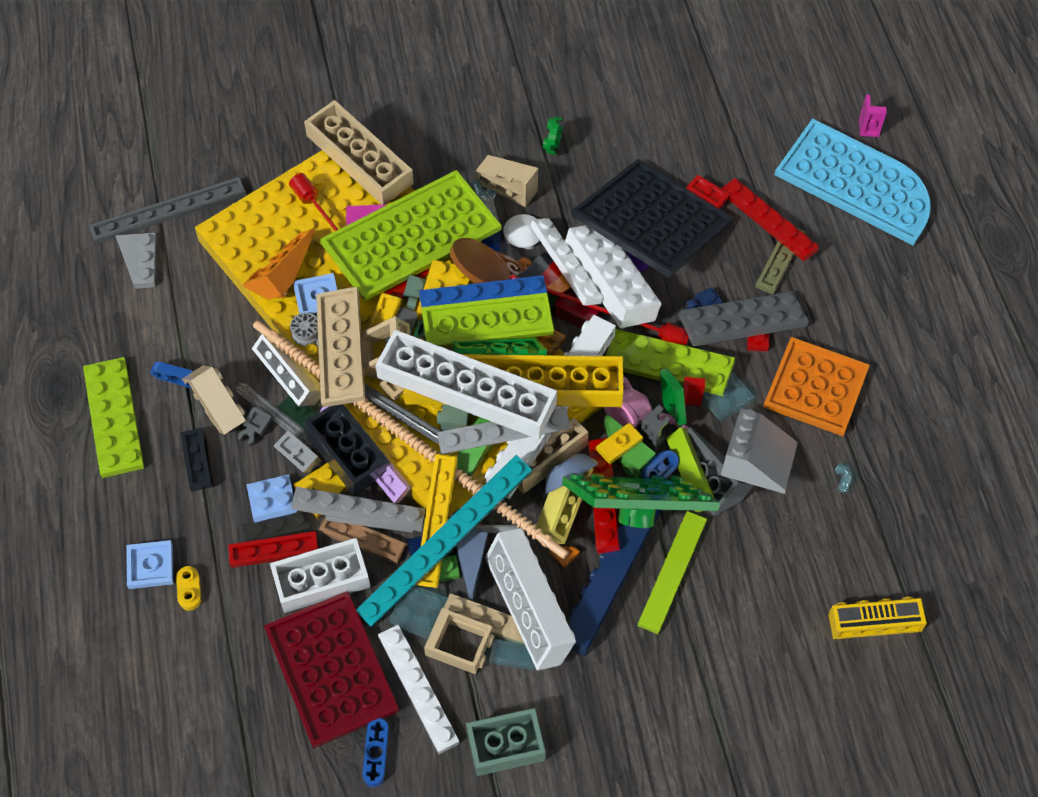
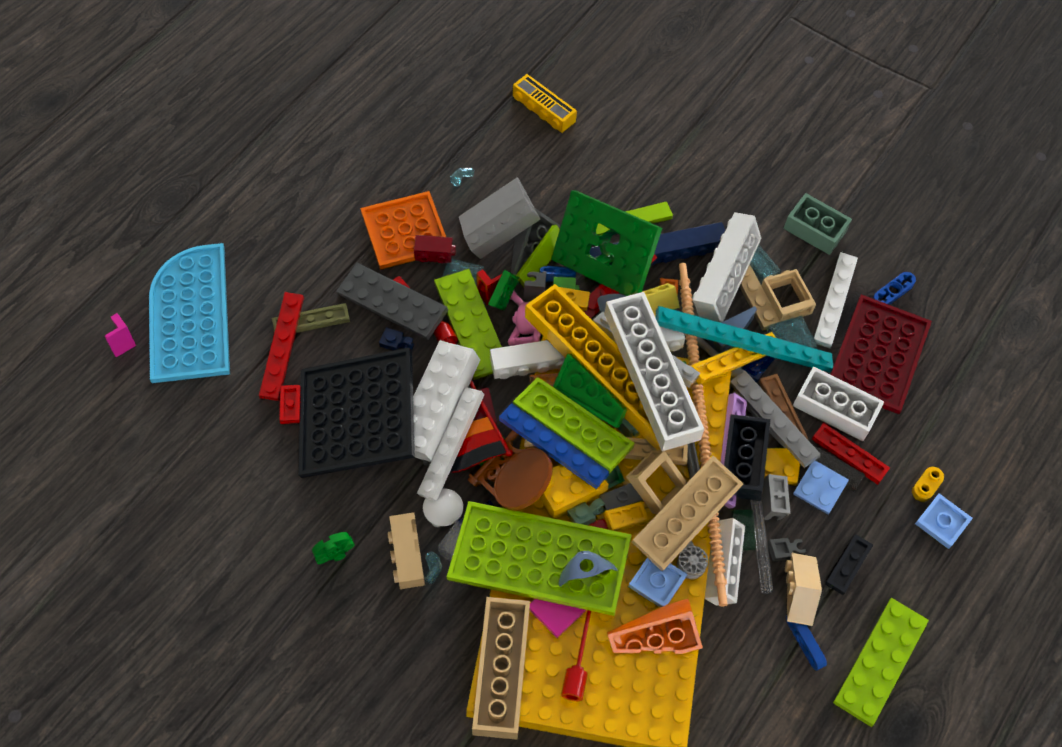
camera: 135 degrees left, 0 degrees up
(367, 253) = (573, 570): none -> sand blue piece
(768, 380) = (434, 249): none -> dark red brick

